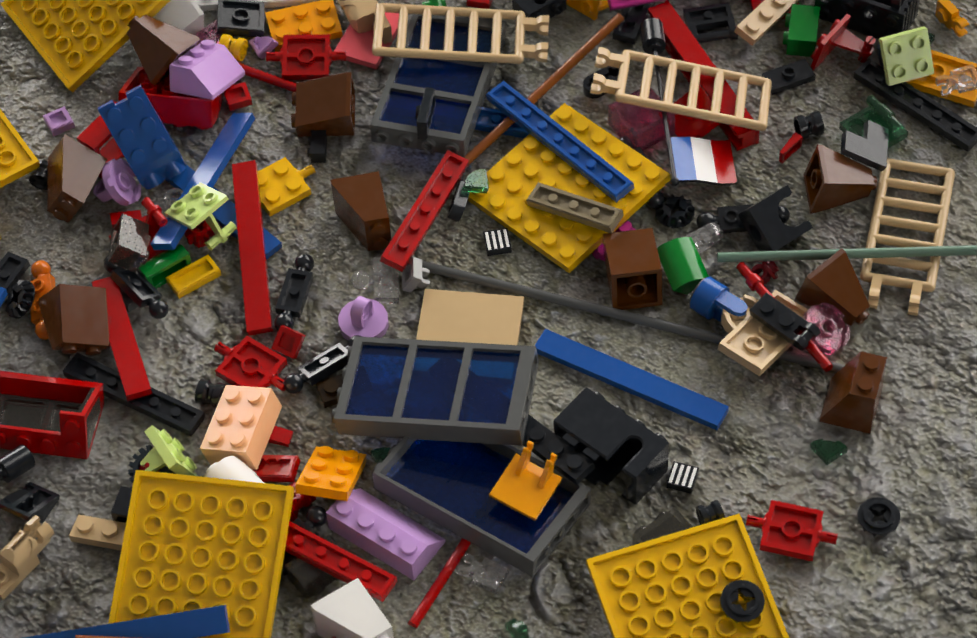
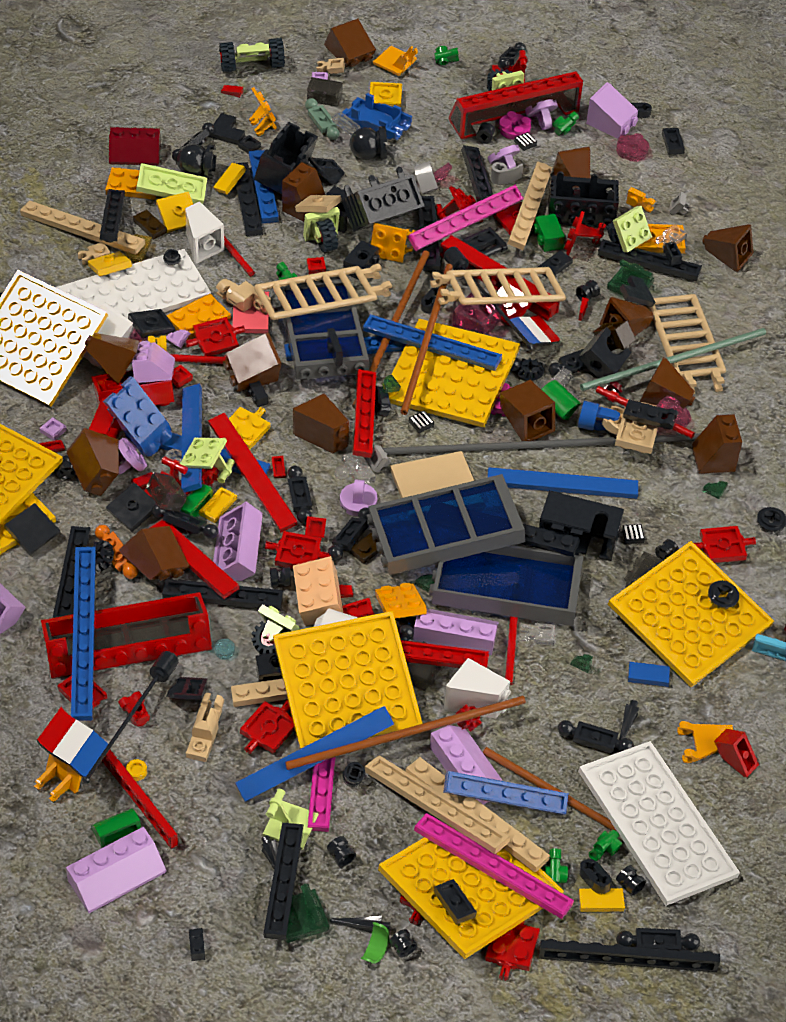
camera: 30 degrees left, 5 degrees down
(43, 143) = (55, 446): none -> red piece
(88, 248) = (132, 507): none -> black plate
(88, 582) = (268, 727): none -> red plate
(99, 464) = (224, 648): none -> clear light blue tile
(186, 334) = (238, 541): none -> lavender slope
(291, 248) = (278, 466): none -> red piece
(526, 485) = (541, 567): light orange plate -> none
(537, 147) = (423, 349): none -> dark orange piece
(575, 207) = (470, 381): dark tan tile -> none
(804, 200) = (620, 336): none -> dark brown brick
(947, 104) = (672, 253): none -> black piece

